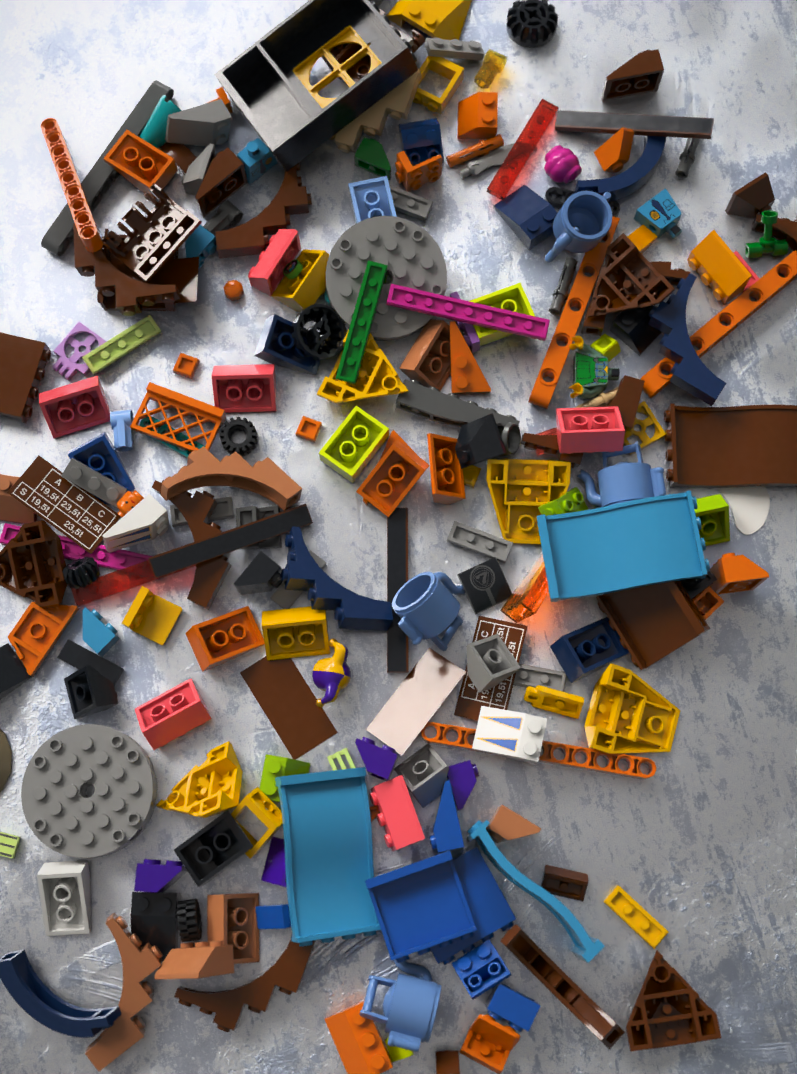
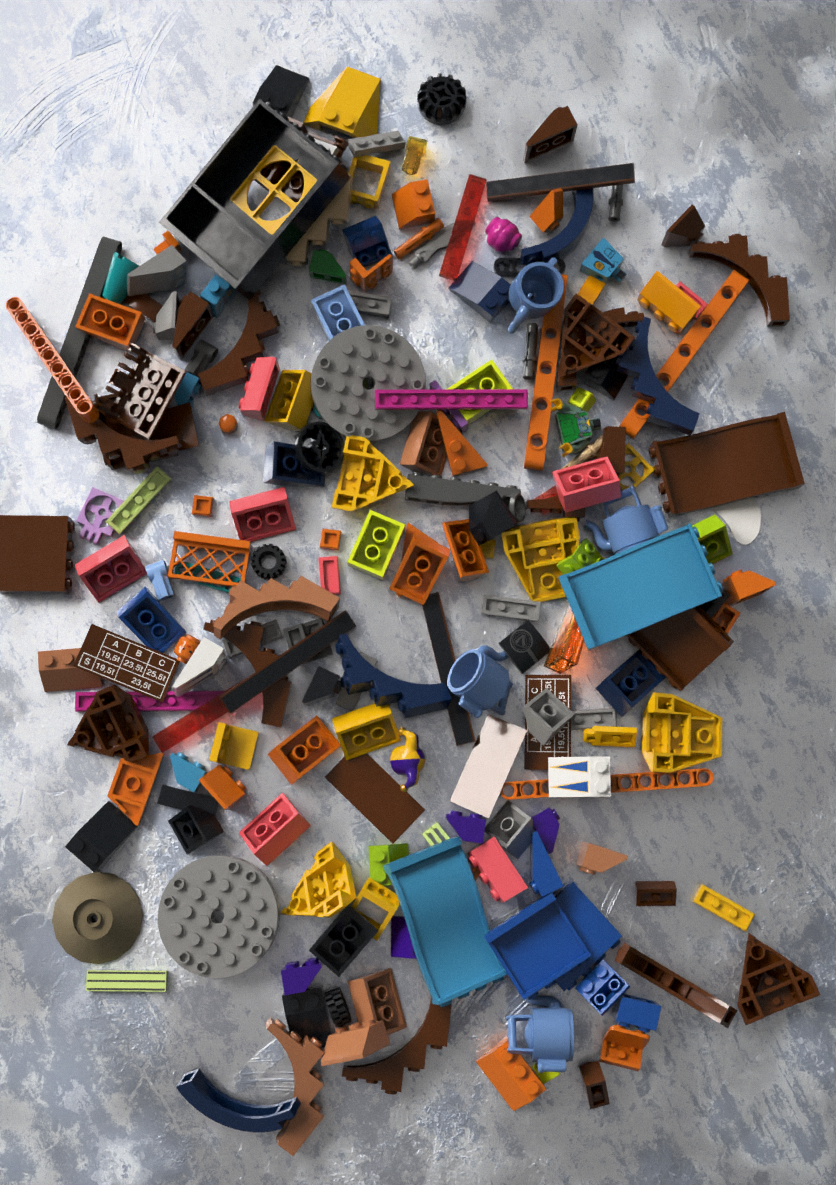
camera: 15 degrees left, 5 degrees up
(65, 897) = (222, 1013): white slope -> none
(81, 572) = (159, 722): black gear -> none
(93, 482) = (148, 636): light grey plate -> none
(130, 656) = (223, 786): none -> orange slope
(273, 916) = (410, 986): blue tile -> none
(293, 269) = (279, 392): bright green tile -> none
(299, 464) = (330, 574): none -> coral tile
(361, 322) = (356, 431): green tile -> none
(585, 946) = (686, 945): dark azure panel -> none
(767, 243) = (706, 268): green bar -> none

